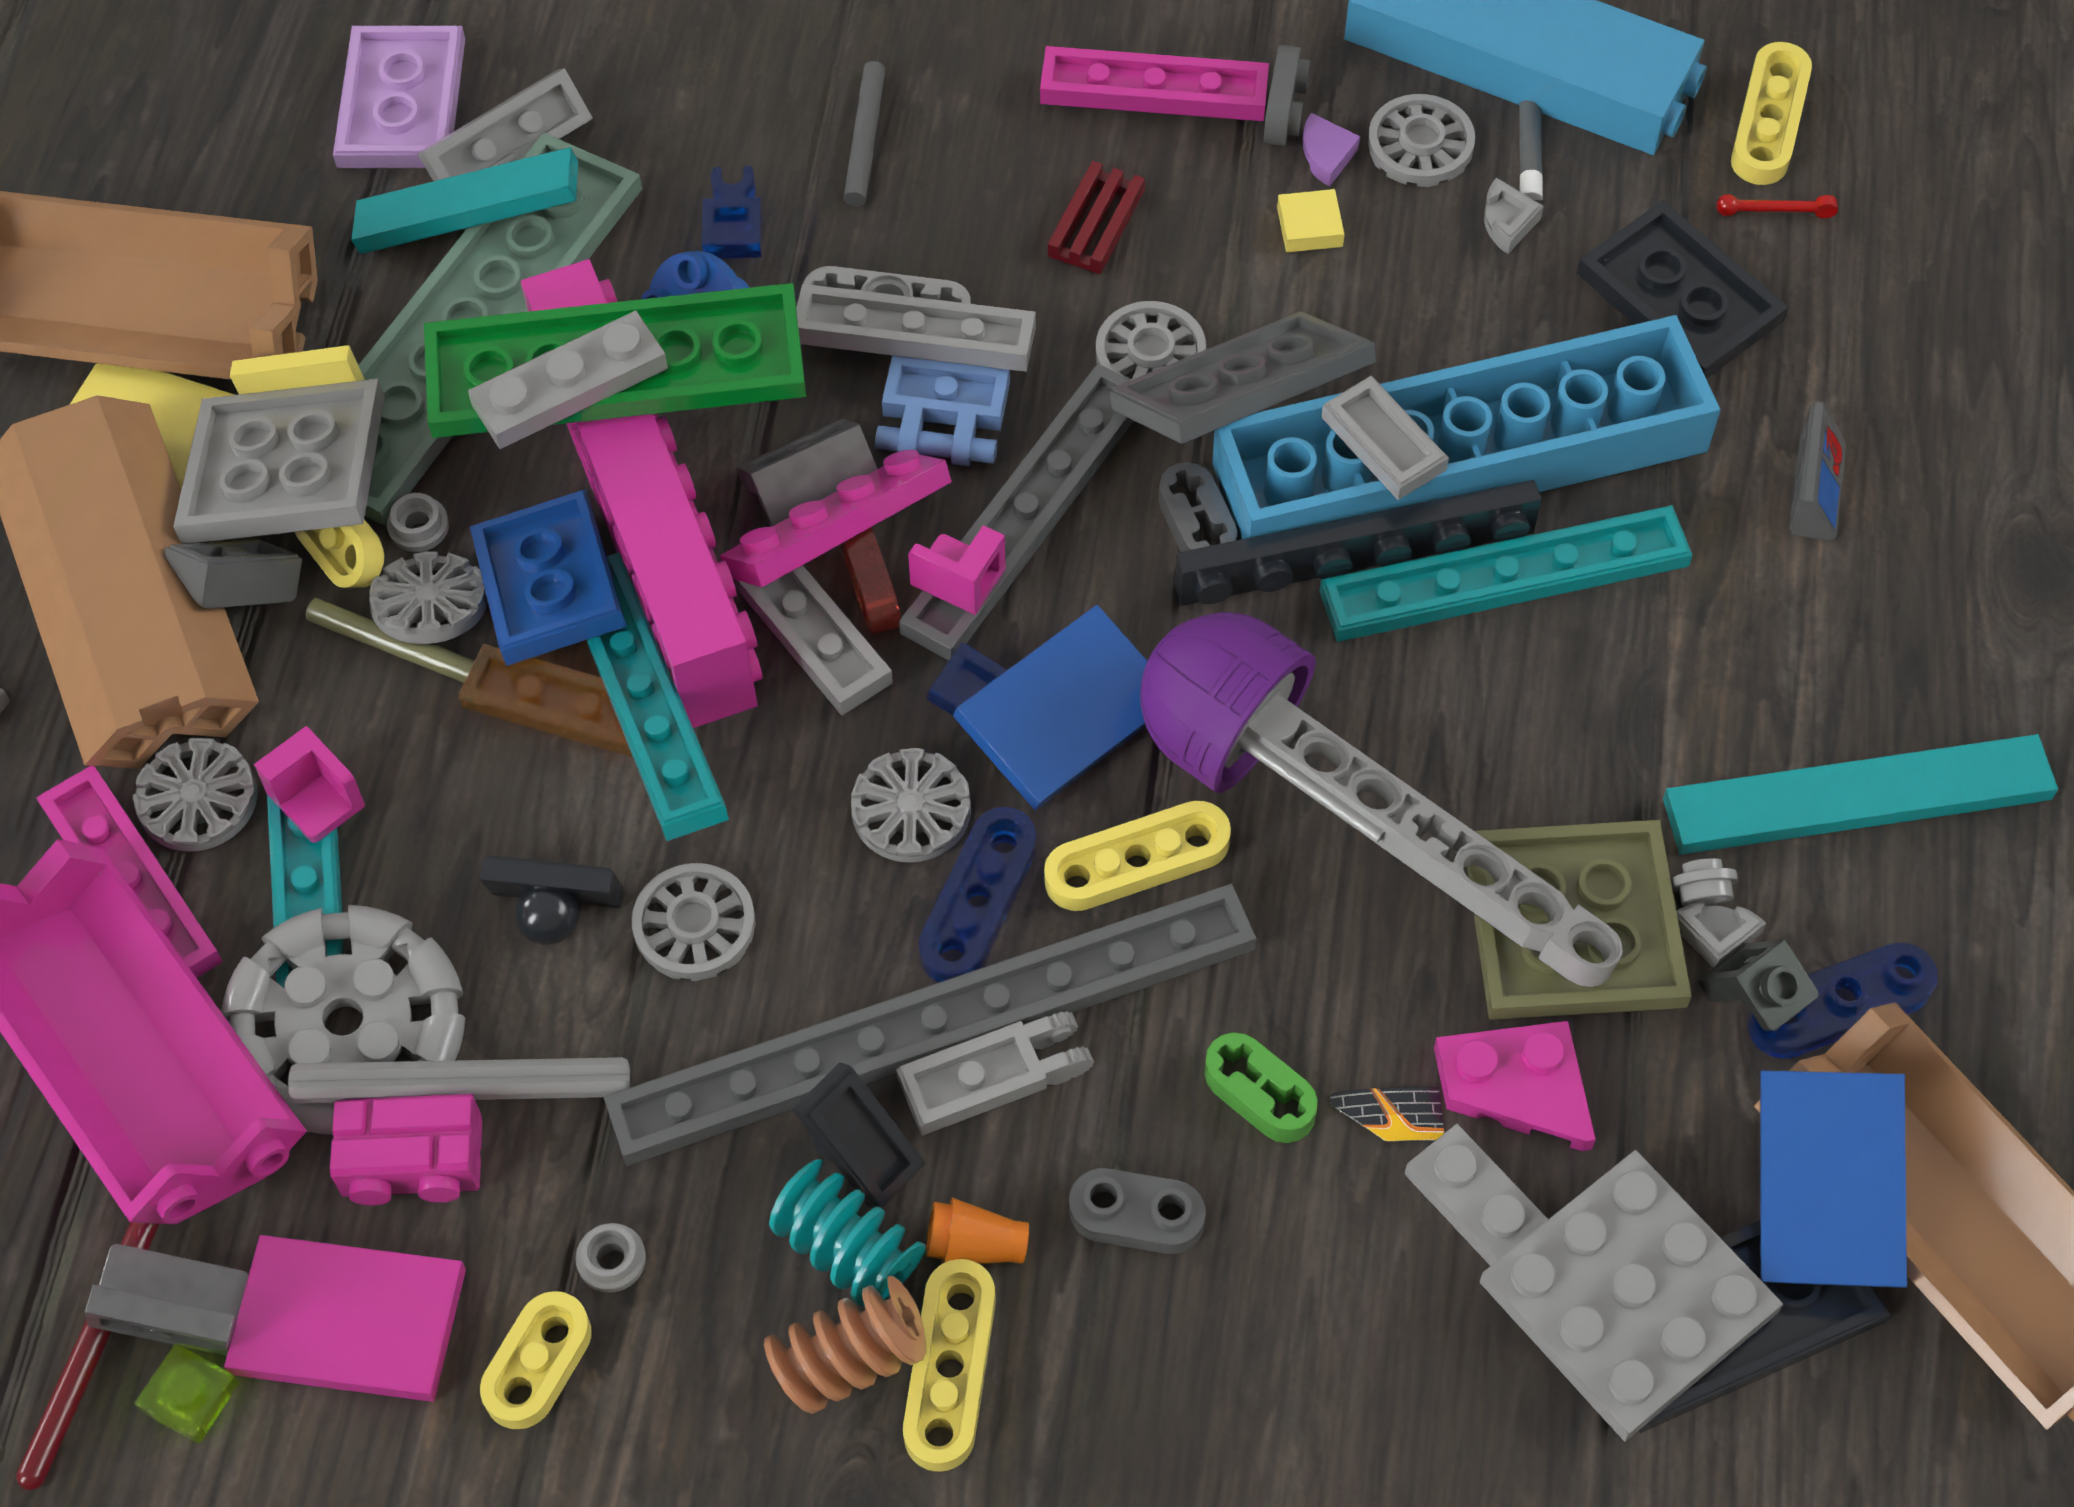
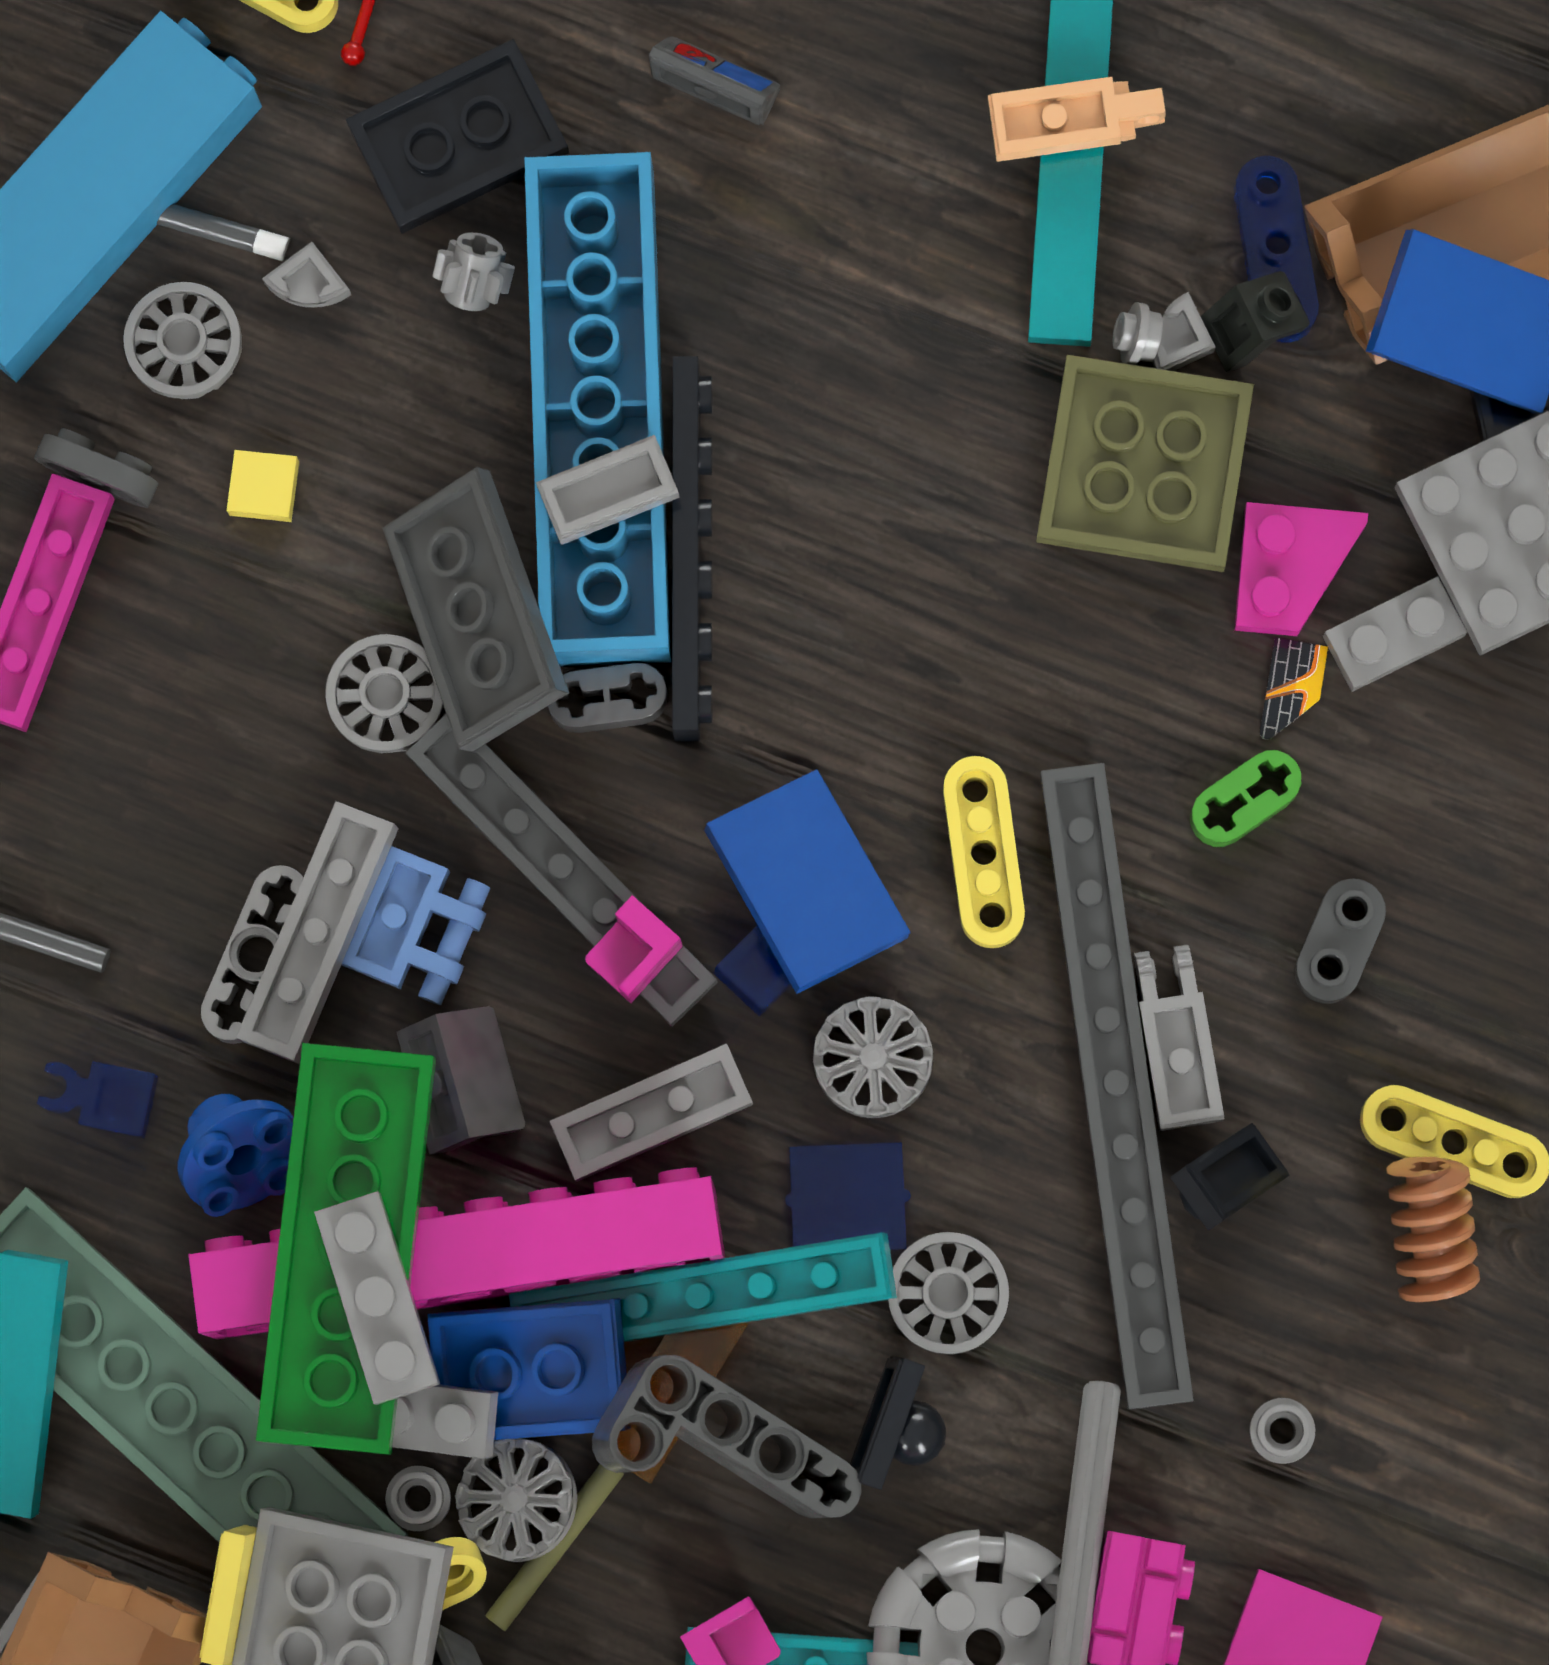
camera: 70 degrees left, 20 degrees up
(488, 501) = (447, 1421): none -> light grey hinge
(496, 744) = (735, 1449): none -> dark grey beam
(533, 1362) = (1370, 1513): light yellow plate -> none
(772, 818) = (847, 1192): none -> clear blue piece
(826, 523) = (542, 1061): dark pink plate -> none
(839, 1236) = (1320, 1207): teal piece -> none
(871, 582) = (608, 1043): clear red beam -> none
(974, 1234) = (1338, 1094): orange cone -> none
(984, 873) = (976, 986): clear blue plate -> none
(1110, 184) = (156, 677): dark red tile -> none
(1230, 695) = (862, 722): piece -> none
(1327, 148) = (170, 442): medium lavender tile -> none
(1504, 573) = (746, 415): teal tile -> none
(1558, 316) = (473, 271): none -> light grey gear
(1901, 769) = (1070, 117): none -> light nougat hinge

